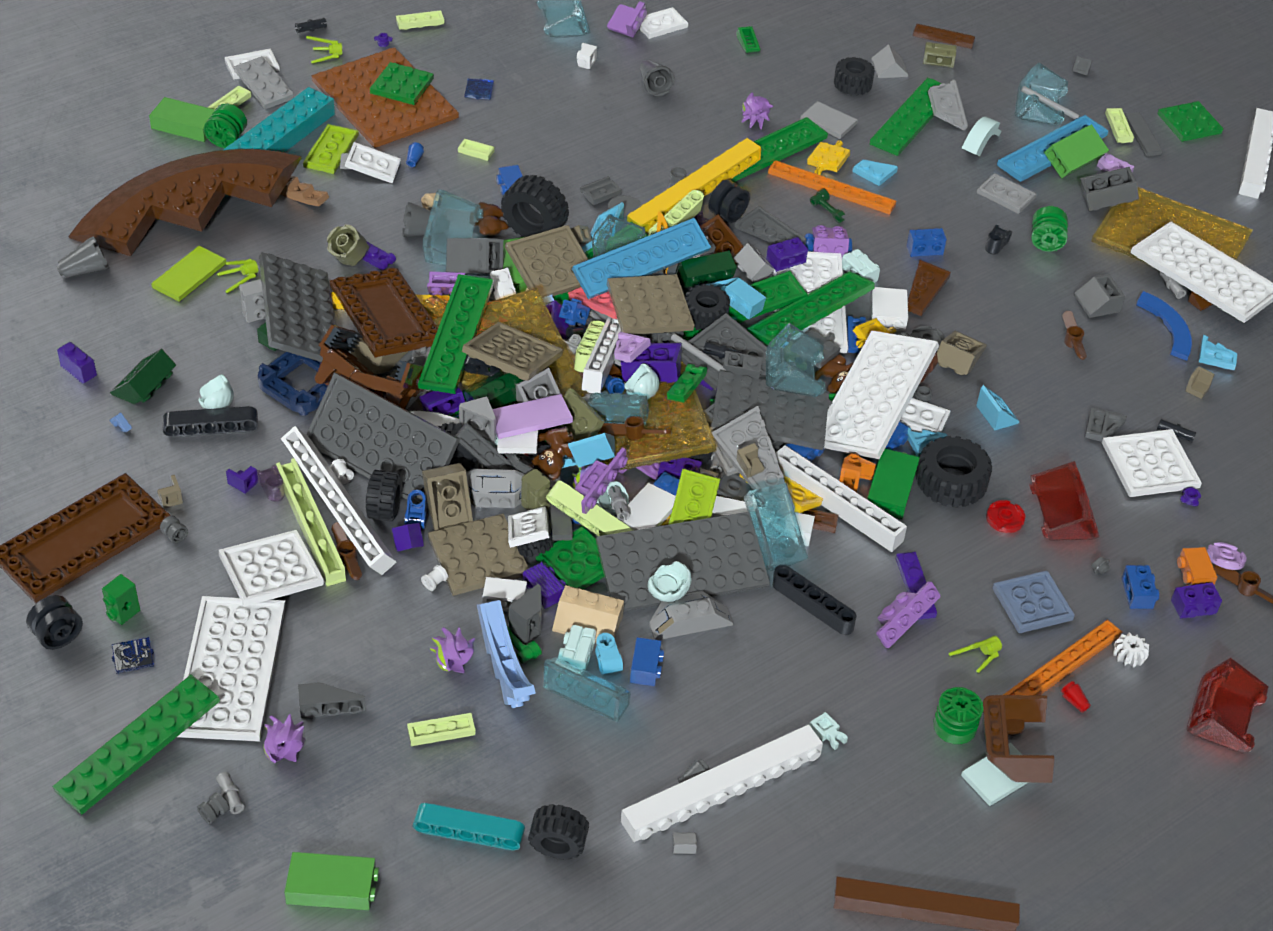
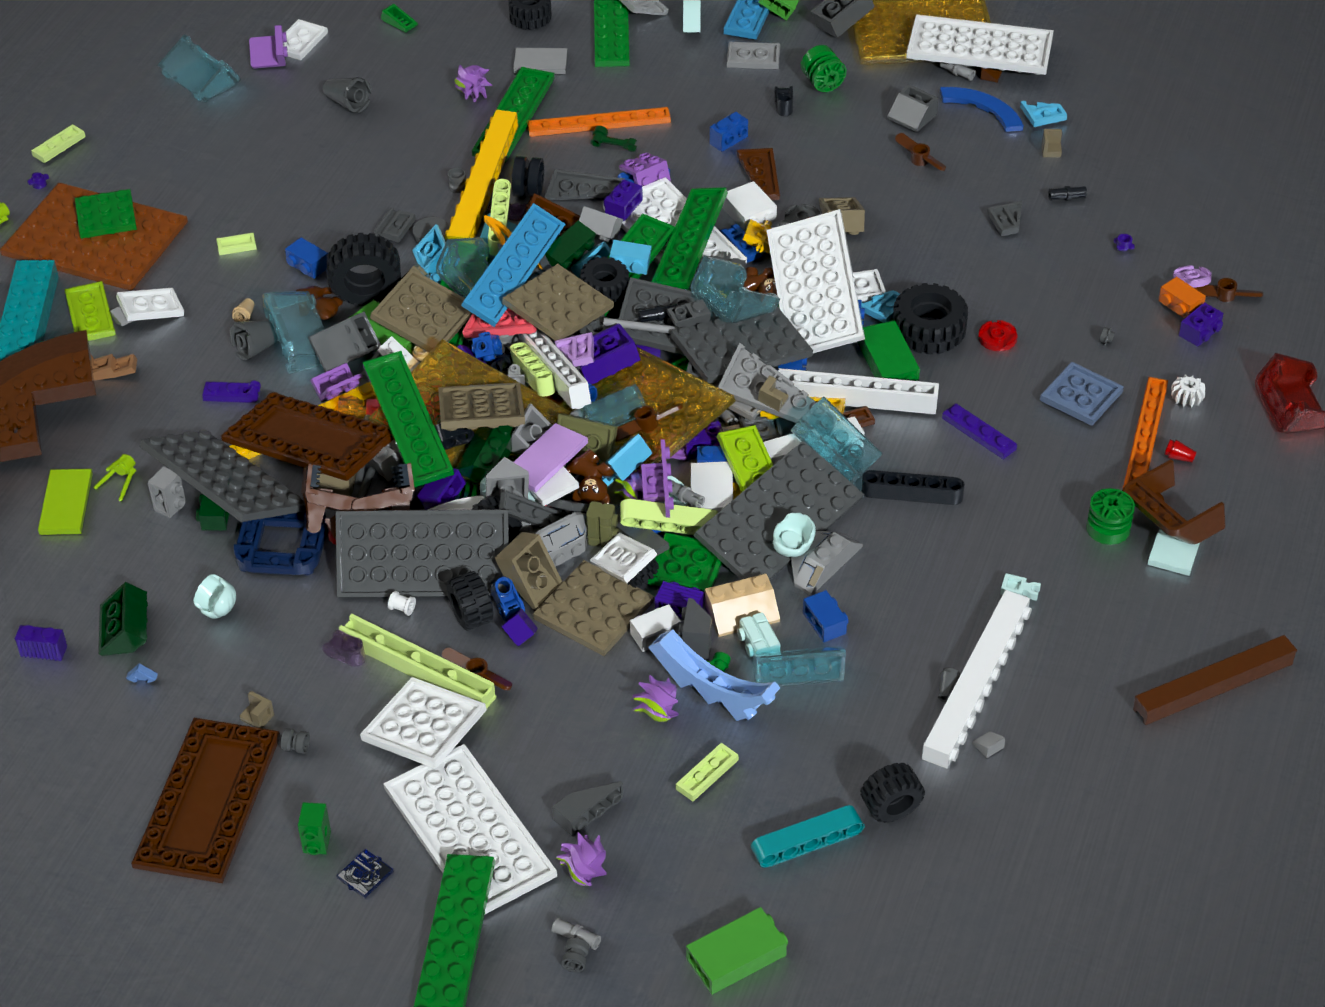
camera: 30 degrees left, 0 degrees up
(54, 622) = (271, 884): black wheel -> none
(210, 421) = (230, 626): black beam -> none
(242, 480) = (314, 663): dark purple panel -> none
(338, 501) = (427, 628): white brick -> none
(347, 245) = (215, 389): olive brick -> none
(414, 154) = (181, 275): blue cone -> none
(434, 577) = (577, 650): white bush -> none
(479, 89) = (181, 184): clear blue piece -> none
(587, 55) = (260, 103): white brick -> none
(608, 654) = (791, 629): medium azure piece -> none
(643, 382) = (614, 375): light aqua piece -> none
(687, 383) = (650, 357): green plate -> none
(828, 157) = (572, 95): yellow plate -> none
(855, 468) = (850, 358): orange tile -> none
(861, 265) = (688, 178): light aqua brick -> none
(875, 171) = (623, 89): medium azure wing -> none
(905, 612) = (993, 457): medium lavender bracket -> none
(988, 646) = (1080, 449): lime plant -> none
(995, 409) = (912, 250): medium azure slope -> none
(1064, 504) = (1038, 300): clear red windscreen -> none
(1140, 587) = (1150, 336): blue brick -> none
(1151, 463) = (1071, 230): white plate -> none

